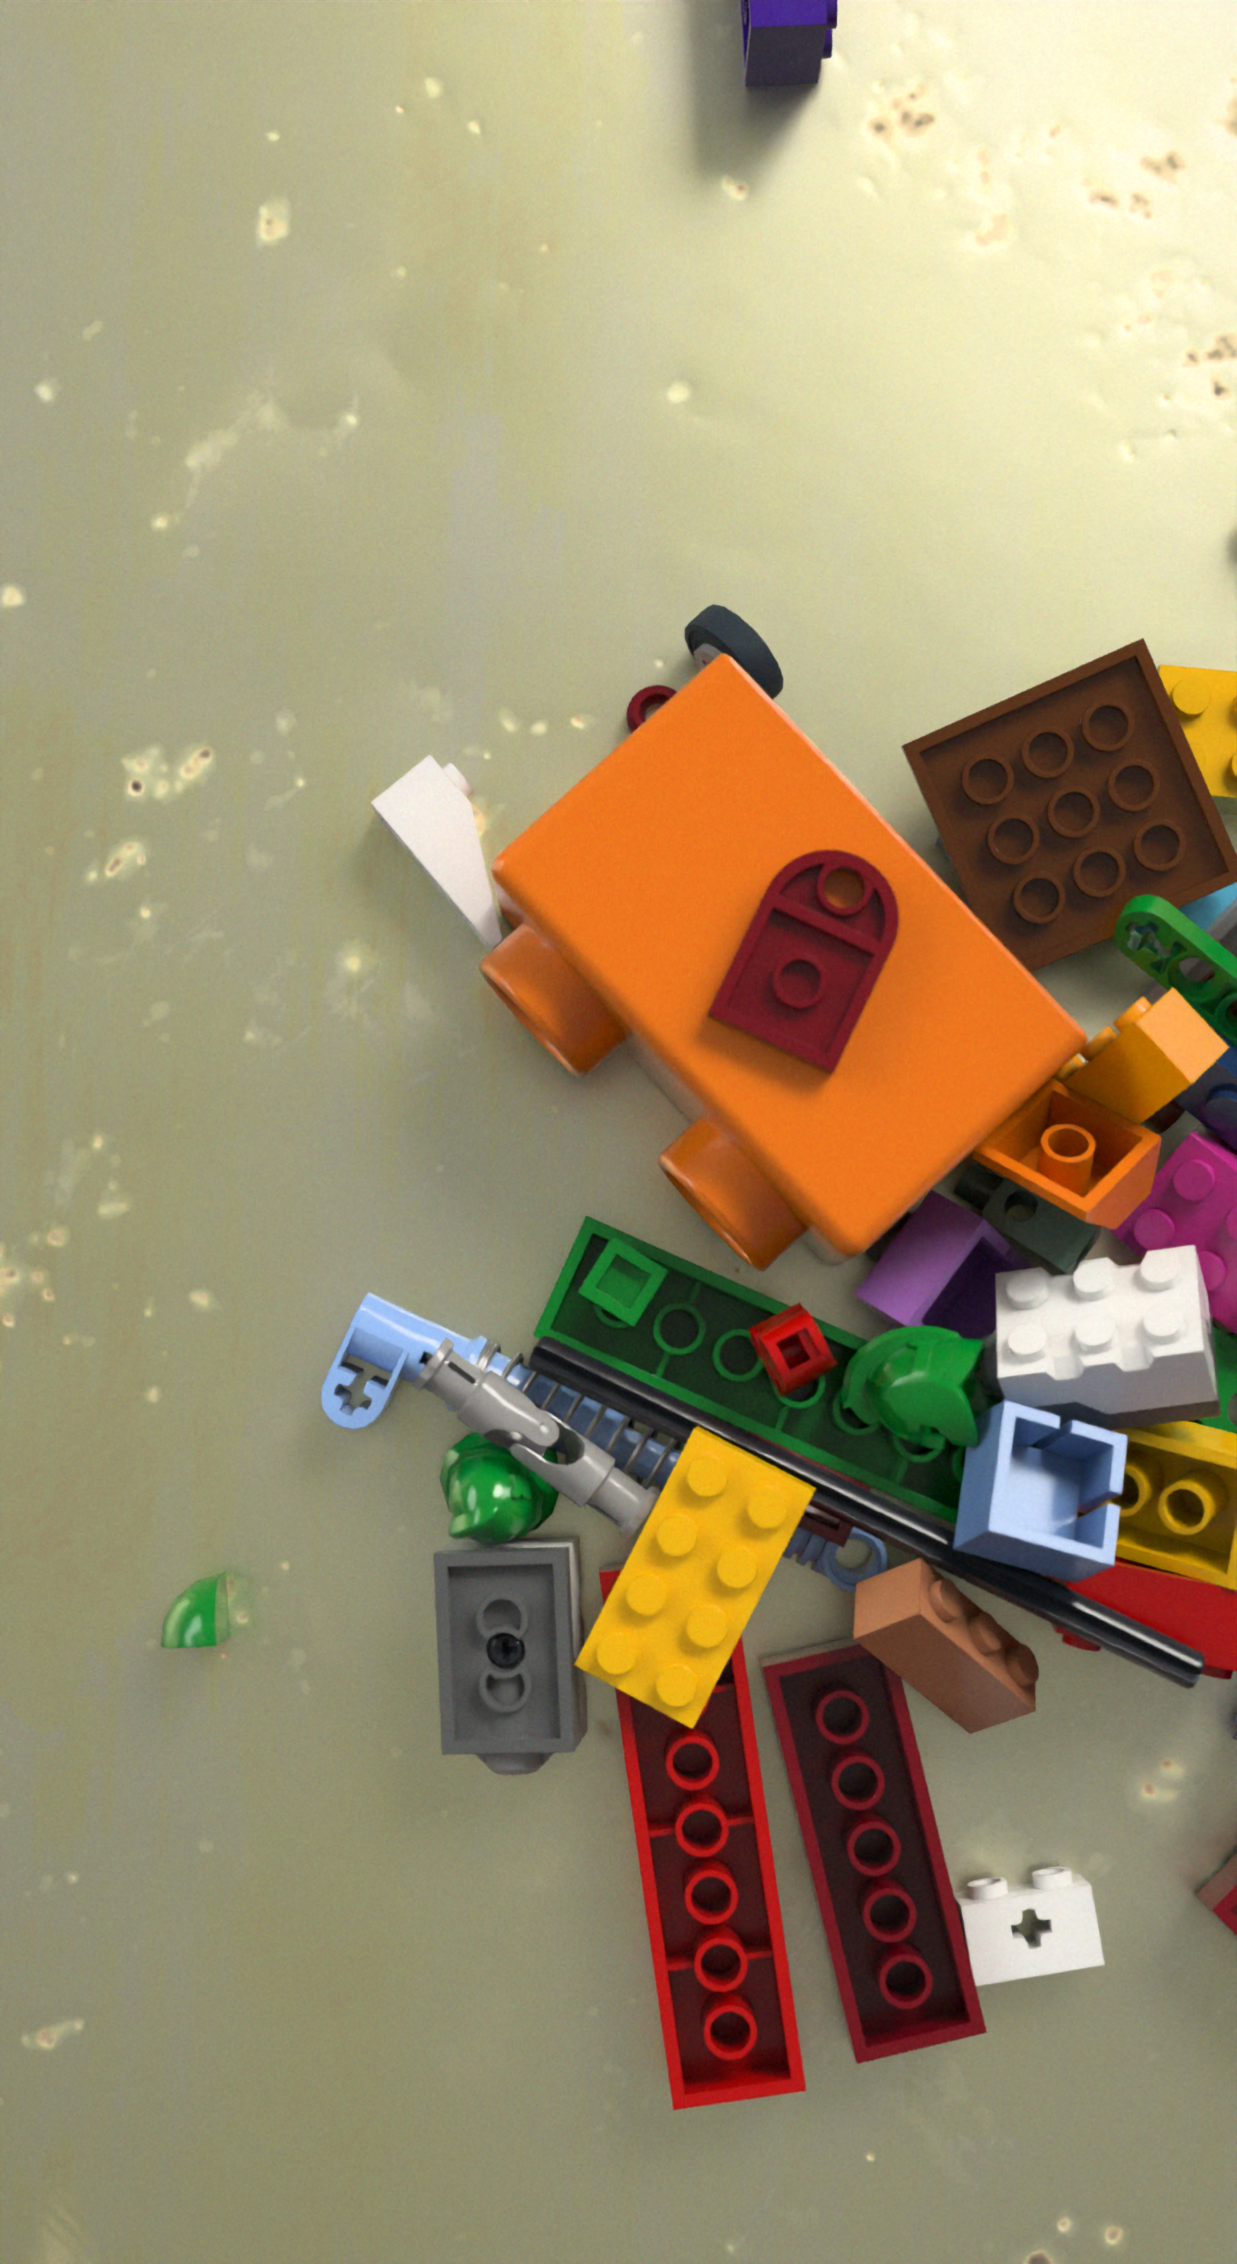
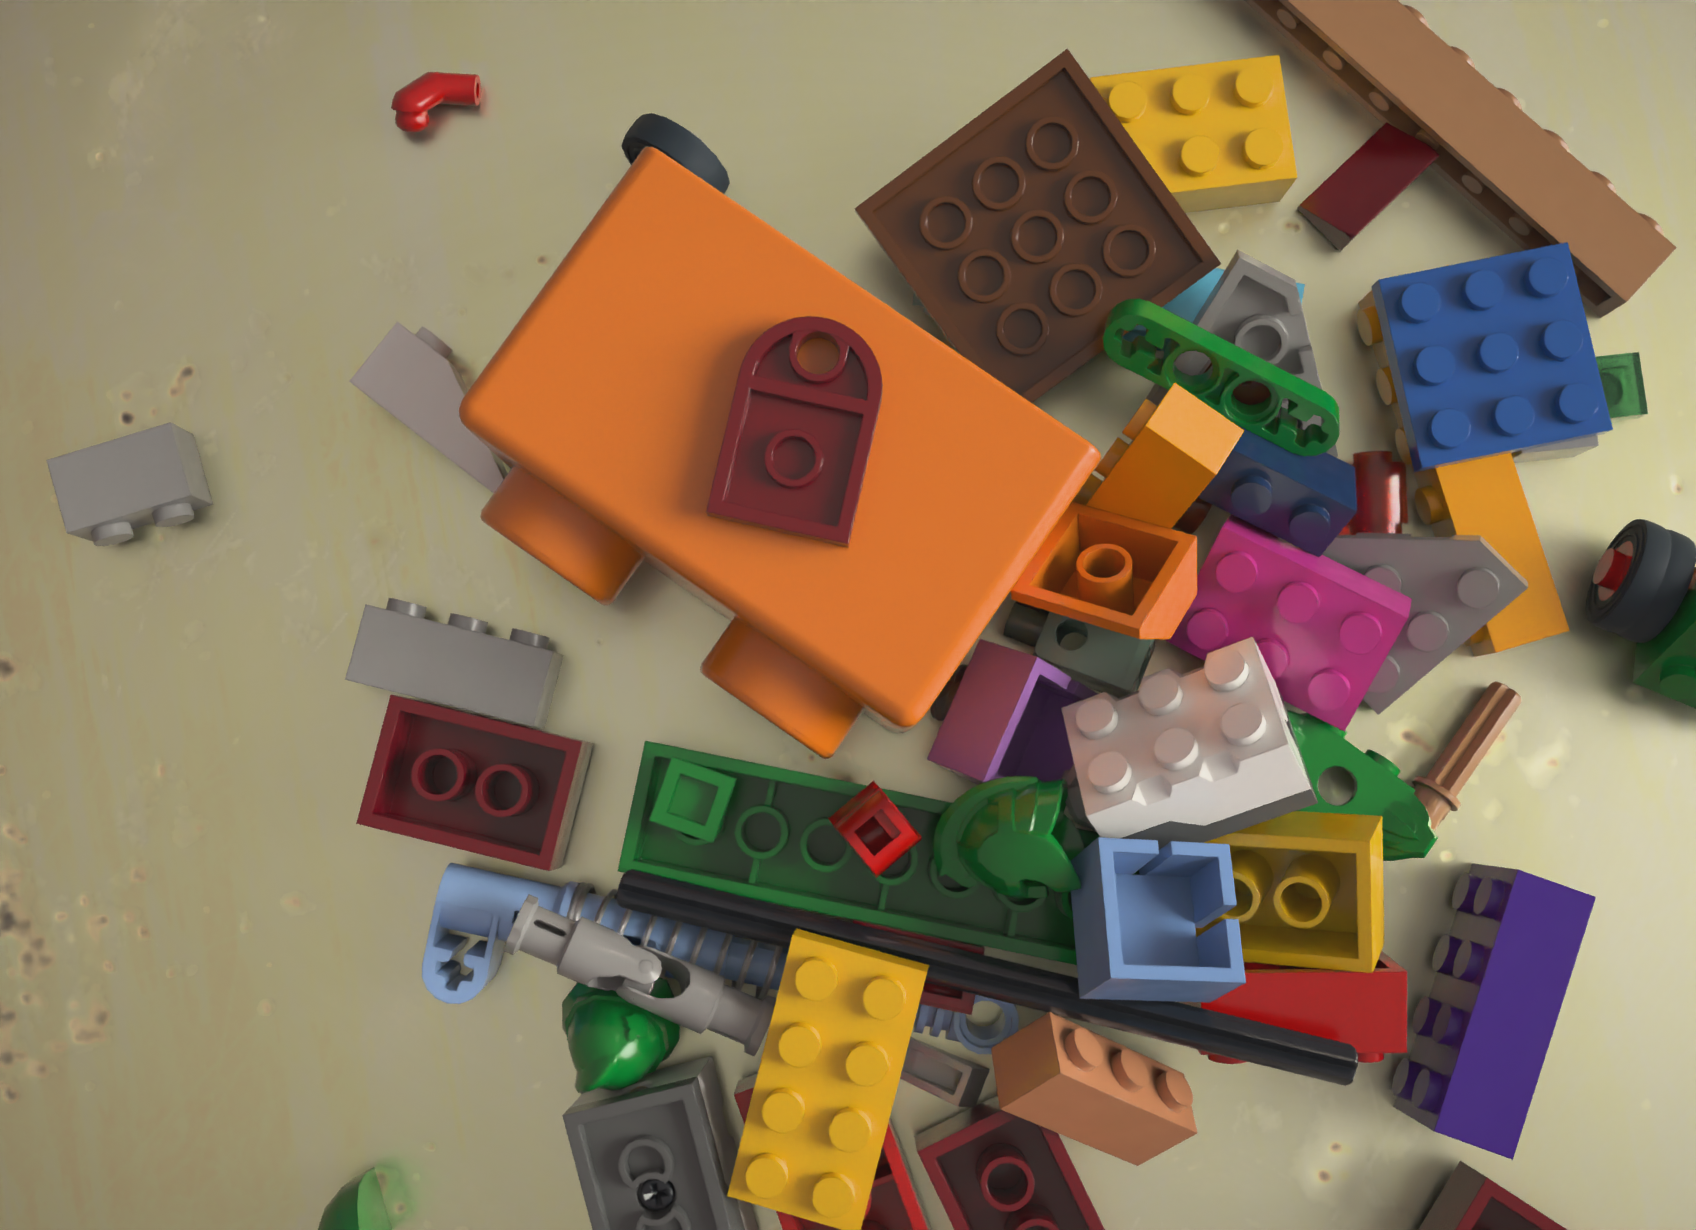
camera: 10 degrees left, 0 degrees up
(132, 855) = (130, 484): none -> light grey brick
(410, 1219) = (475, 783): none -> dark red brick
(413, 1100) = (455, 663): none -> light grey brick
(504, 529) = (430, 90): none -> red arm
(800, 1606) = (943, 1074): none -> white piece

